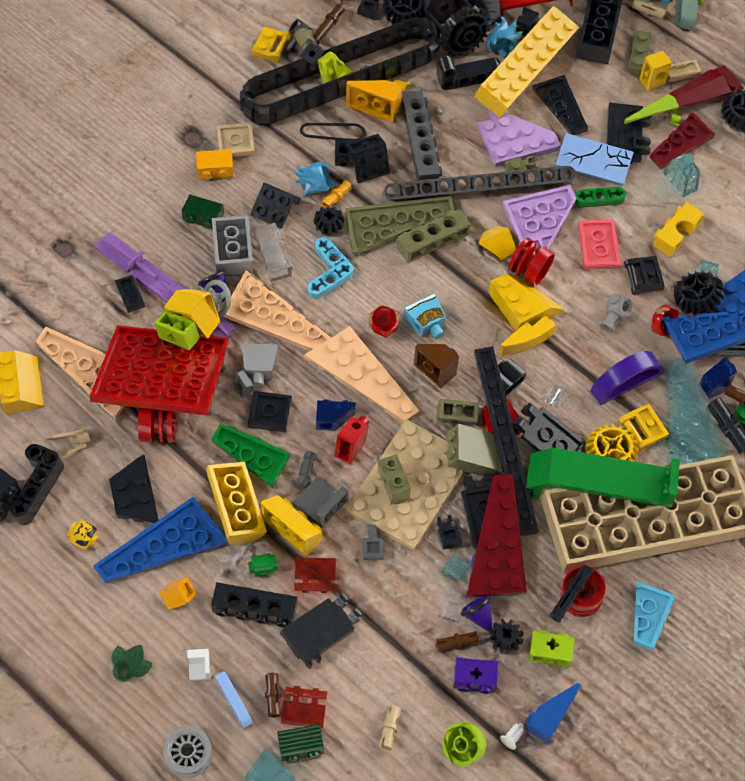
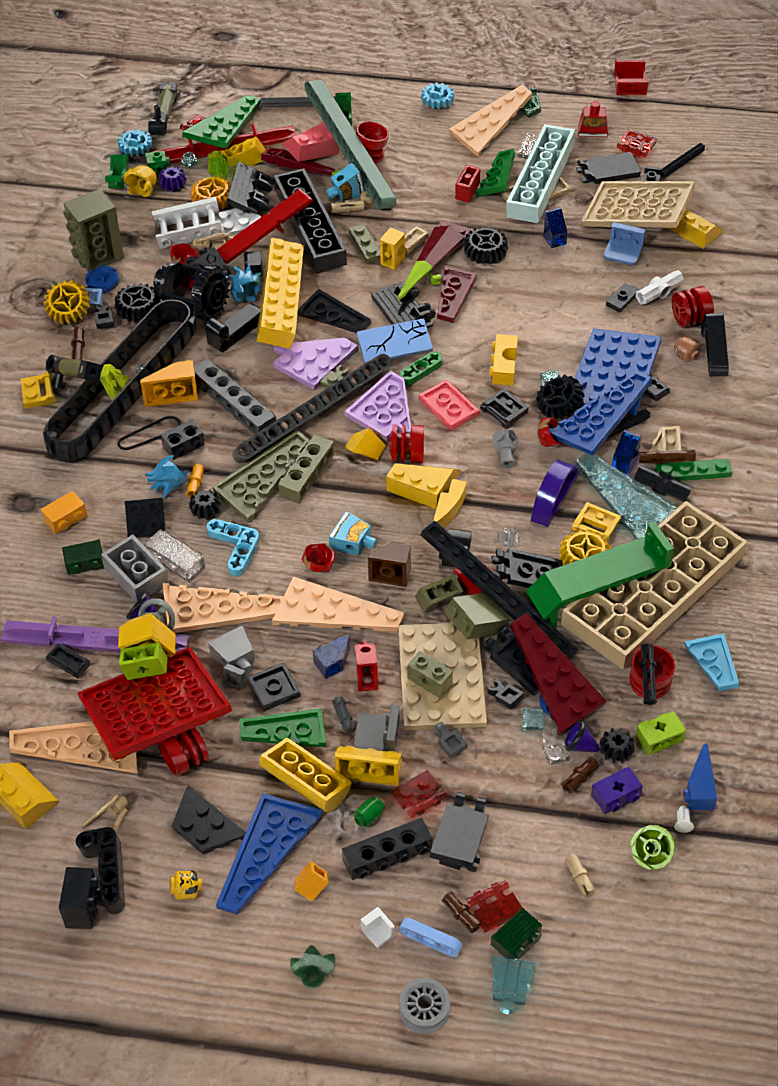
camera: 30 degrees left, 10 degrees down
(236, 137) = (65, 480): tan plate -> none
(369, 157) = (204, 433): black bracket -> none
(683, 174) = (476, 315): clear light blue torso -> none

